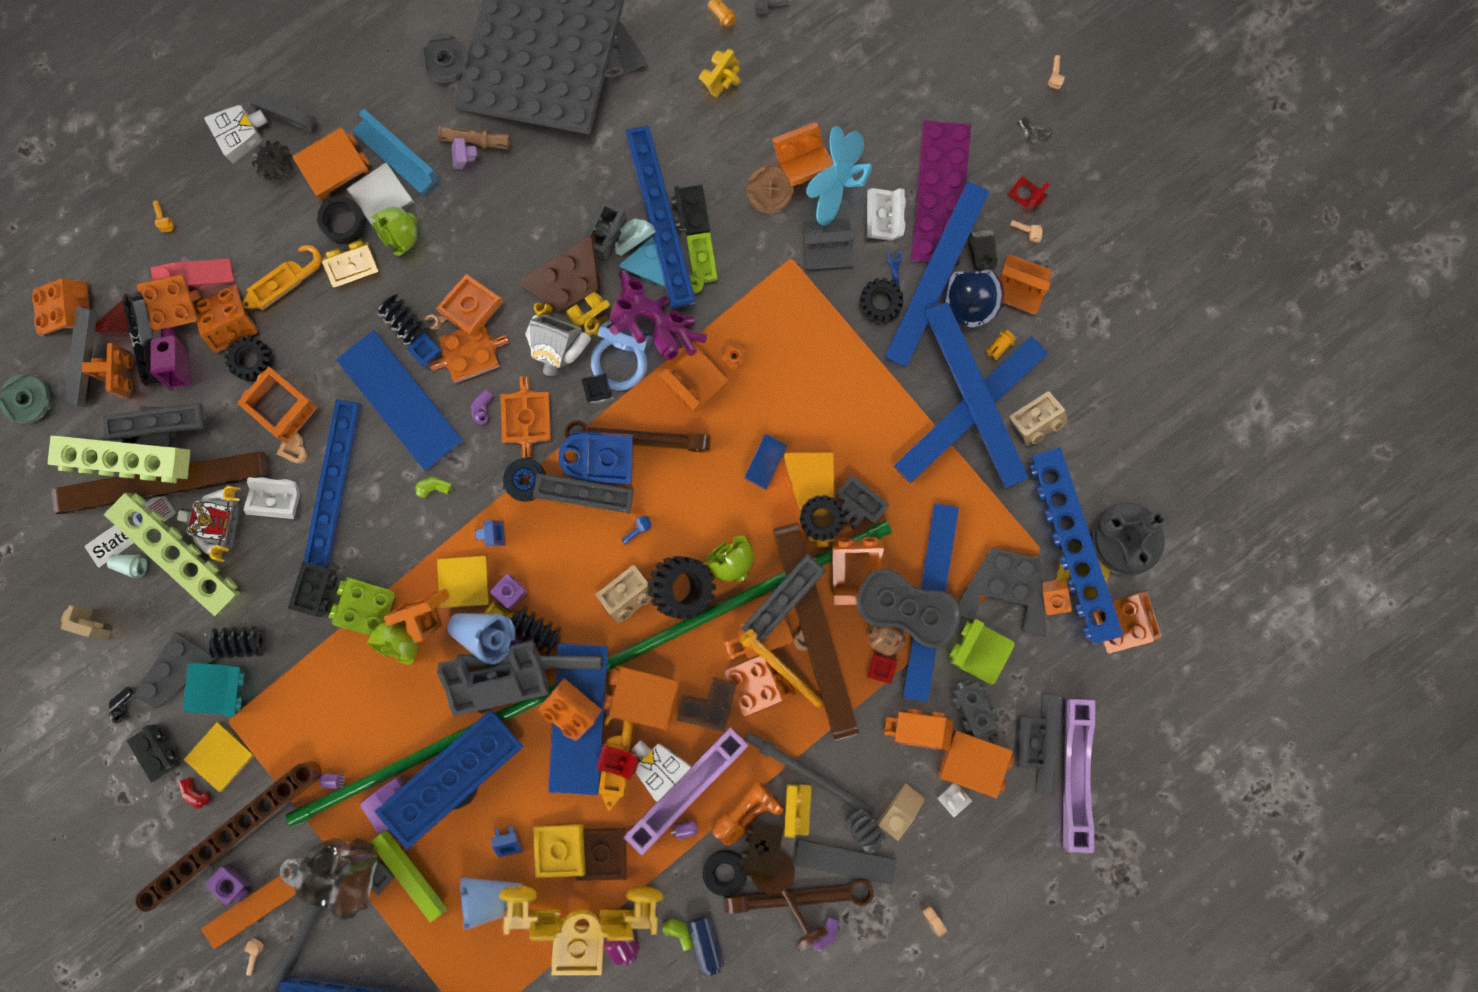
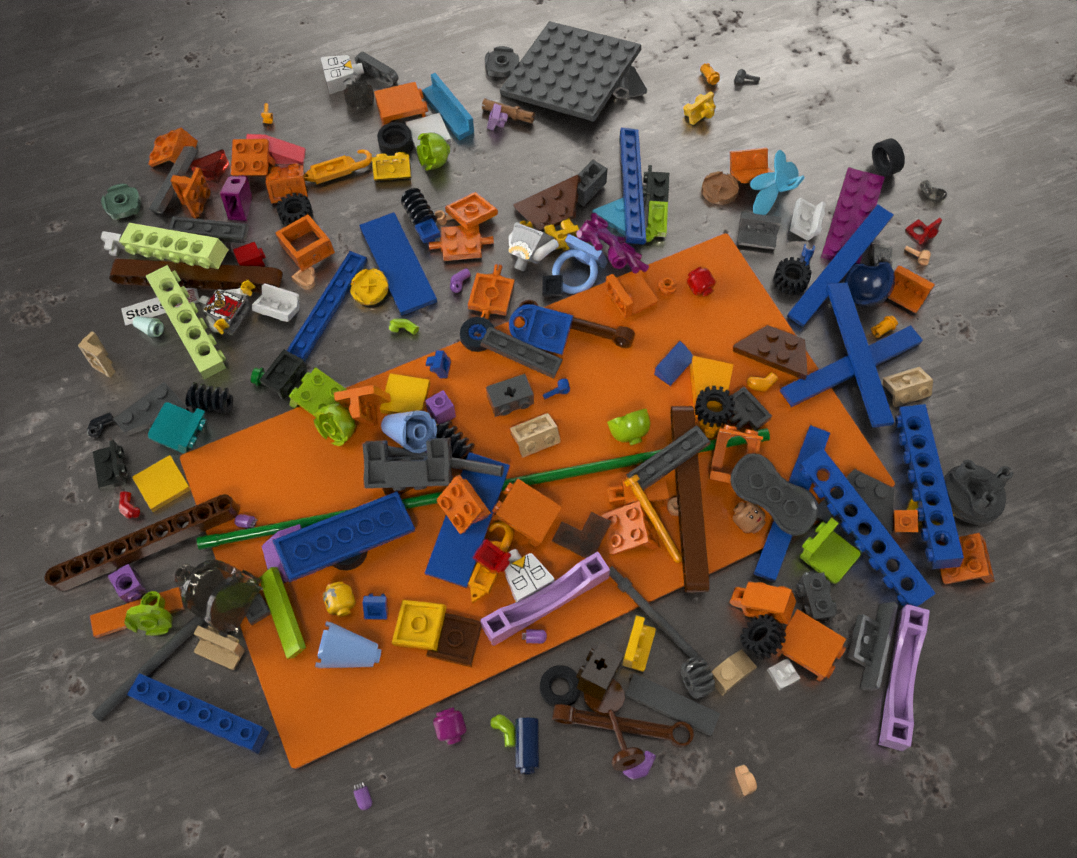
camera: 10 degrees right, 20 degrees down
(38, 464) = (112, 242): none -> white tile
(140, 334) = (222, 172): black beam -> none
(216, 441) = (249, 255): none -> red brick
(254, 948) = (128, 646): light nougat hand -> none
(267, 917) = (149, 618): none -> lime tile
(282, 597) = (256, 375): none -> green plate
(356, 930) = (217, 648): none -> tan bracket
(375, 444) = (369, 286): none -> yellow tile
(465, 846) = (339, 599): none -> yellow head
(571, 554) = (500, 393): none -> dark grey brick
(579, 948) = (410, 716): yellow piece -> none
(632, 234) = (608, 191): light aqua tile -> none
(699, 593) = (598, 430): black tyre -> none
(756, 802) = (577, 647): orange piece -> none
(774, 343) = (701, 282): none -> red head
(870, 463) = (762, 384): none -> light orange arm
(879, 414) = (776, 350): none -> reddish brown wing
(882, 668) = (739, 545): red tile -> none
(936, 770) = (767, 645): none -> black tyre
(971, 98) = (895, 153): none -> black tyre
(1056, 79) = (955, 162): light nougat hand -> none
(1074, 683) = (920, 588): none -> blue brick

